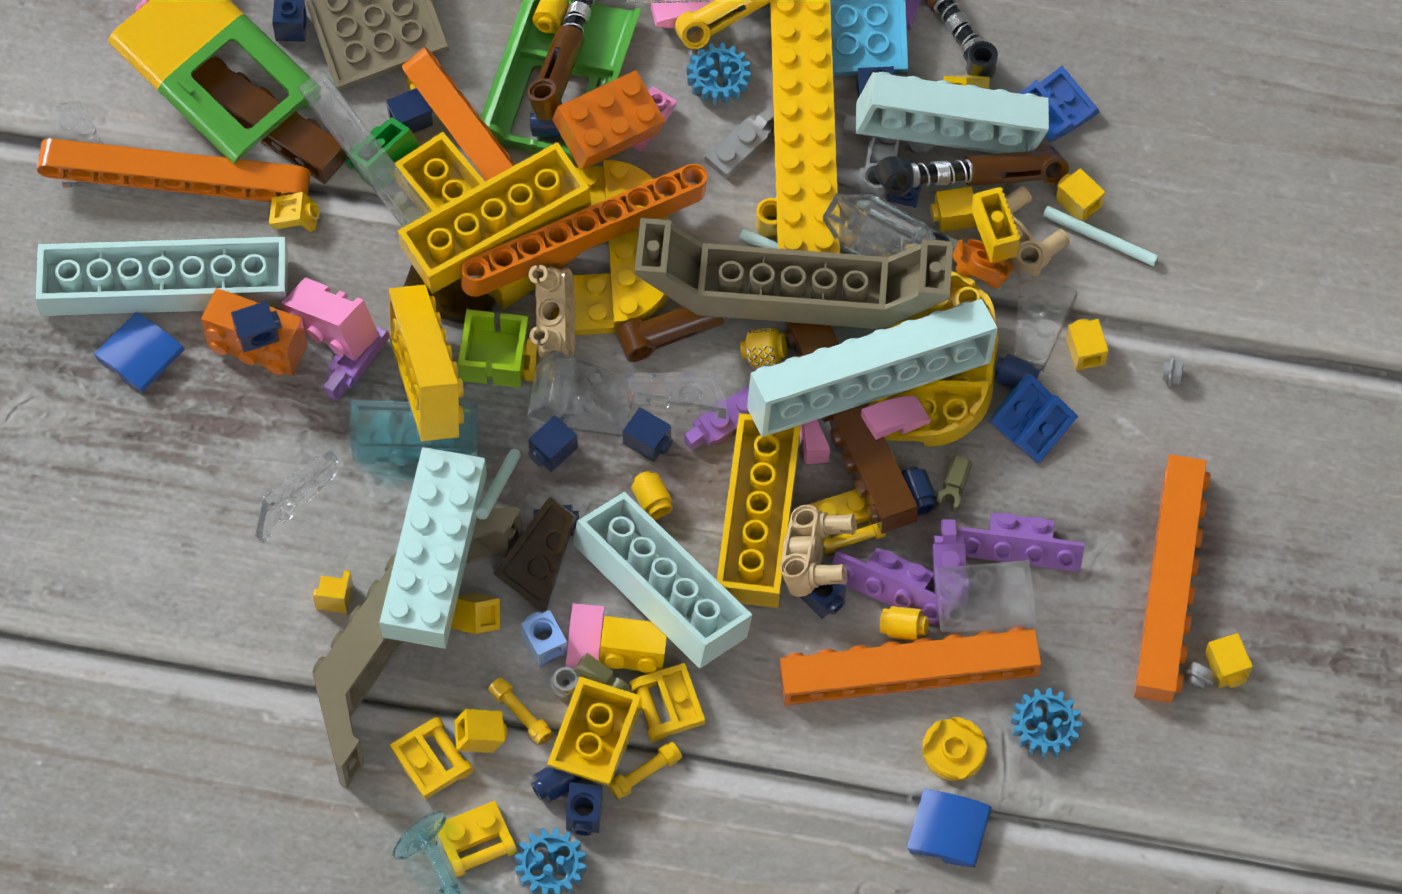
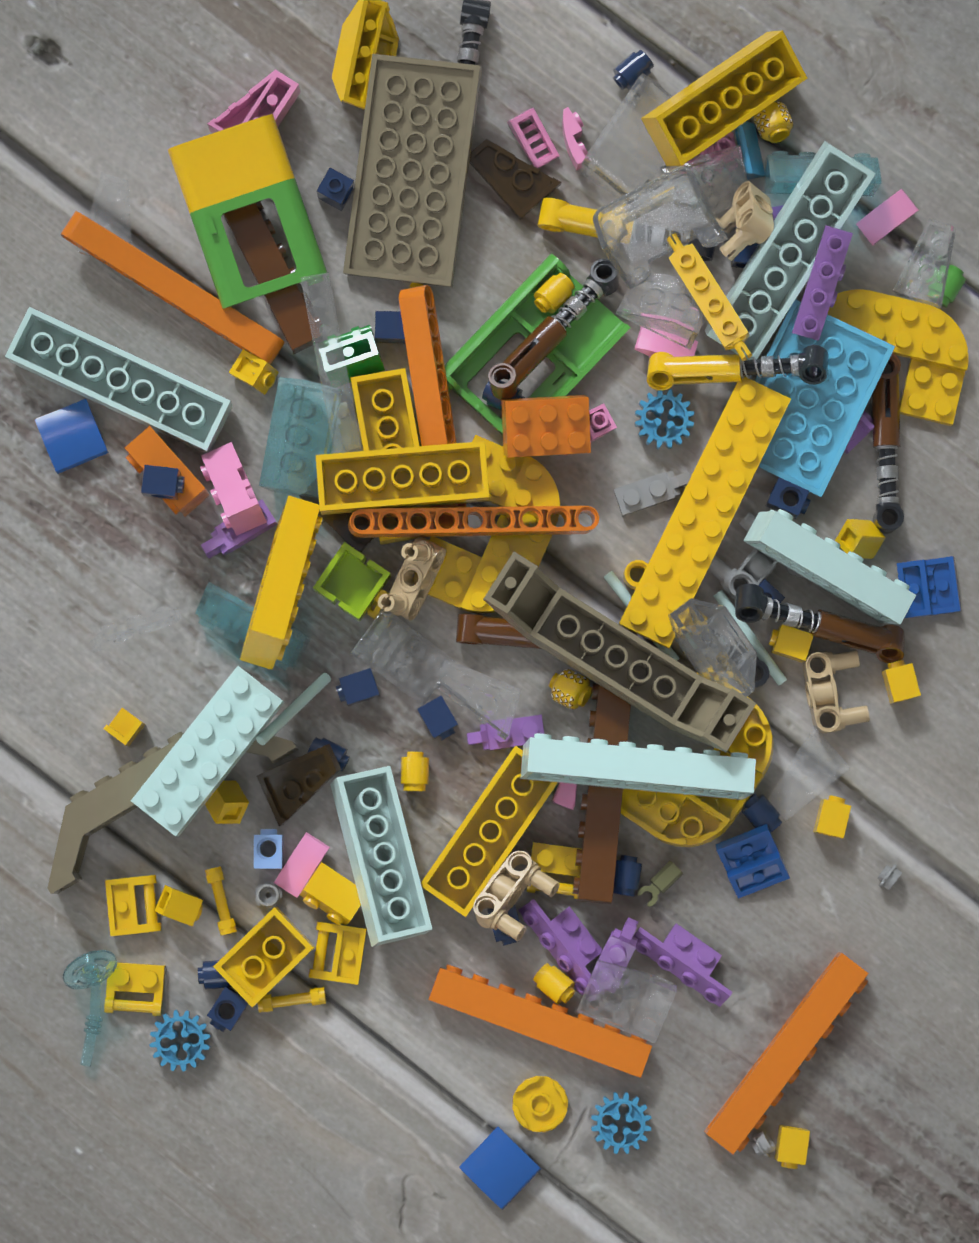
camera: 20 degrees right, 20 degrees up
(368, 245) = (295, 437): none -> clear light blue slope
(592, 669) = (294, 906): olive bar -> none
(894, 415) = (638, 812): bright pink slope -> none
(974, 260) = (788, 718): orange plate -> none
(996, 224) = (809, 687): yellow brick -> none
(1100, 236) = (899, 724): light aqua bar -> none

